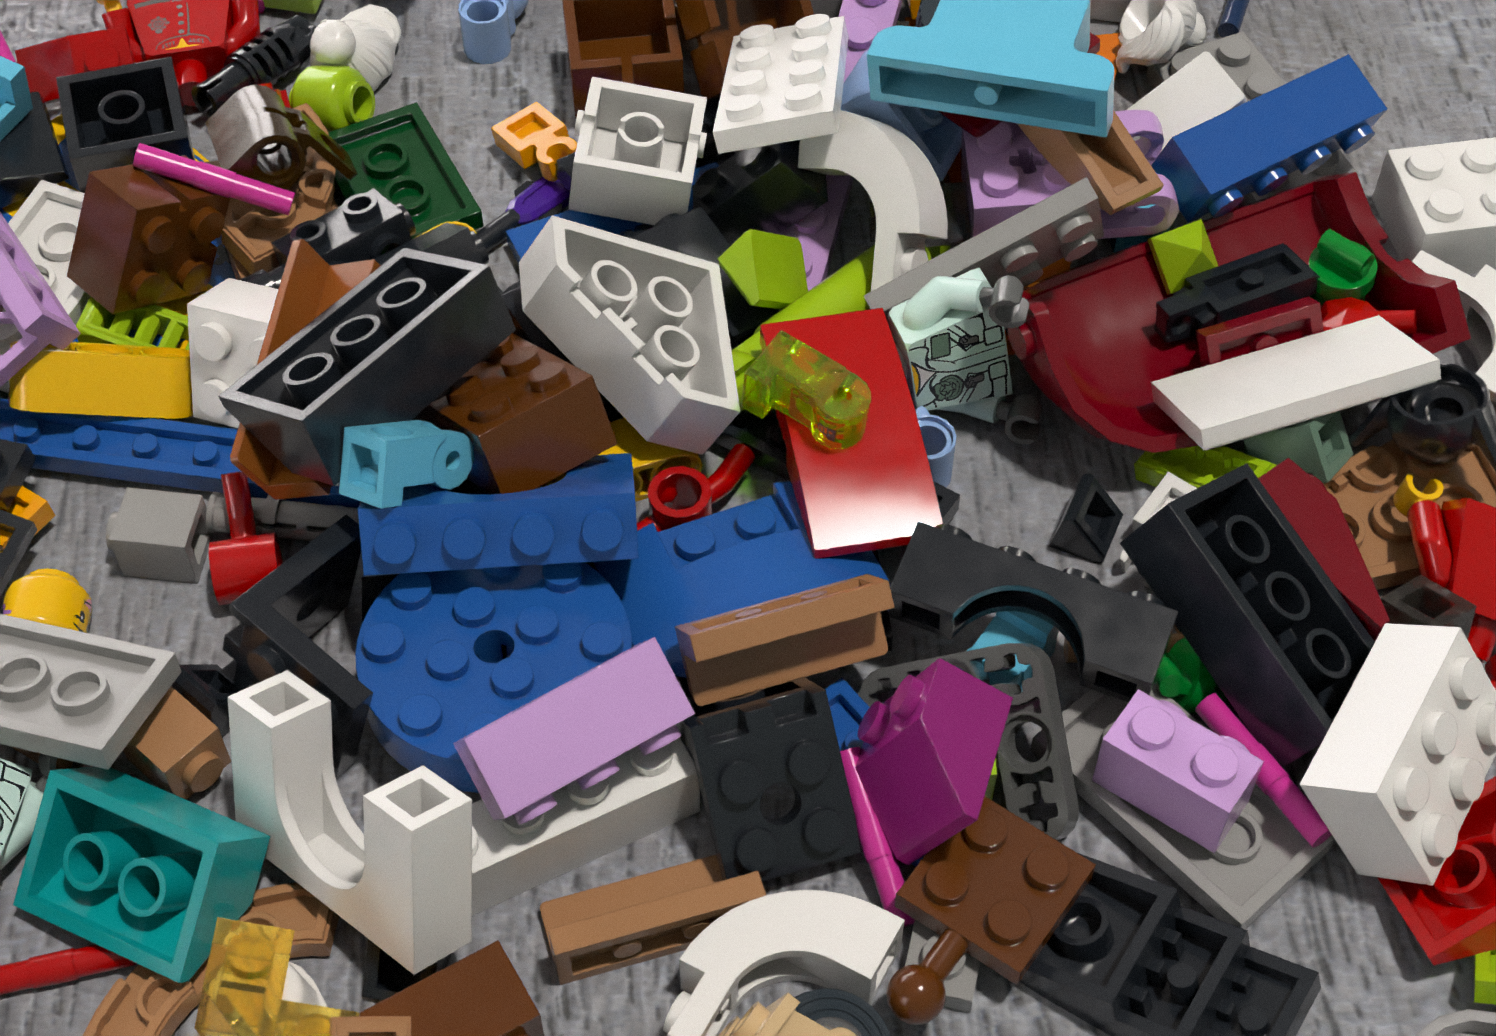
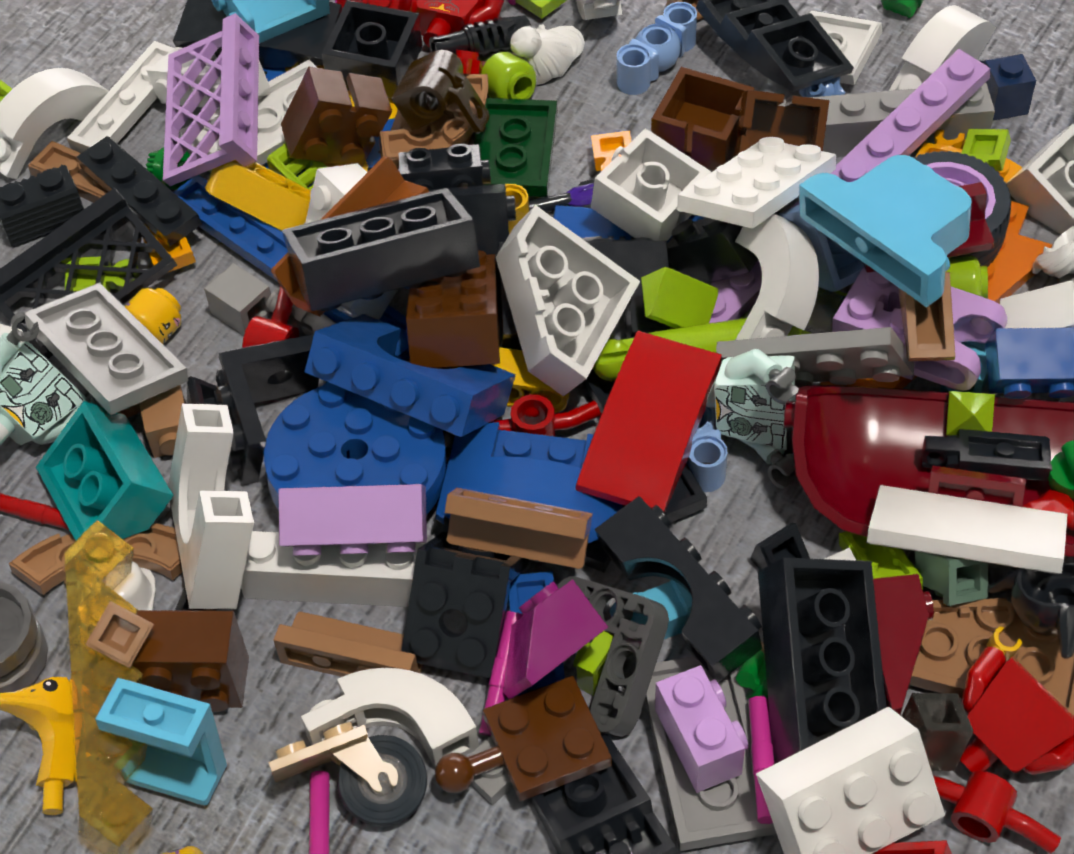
camera: 35 degrees right, 0 degrees up
(213, 179) = (382, 100): dark pink piece -> none
(398, 455) = (361, 312): medium azure leg -> none
(809, 391) = (628, 382): clear neon green leg -> none

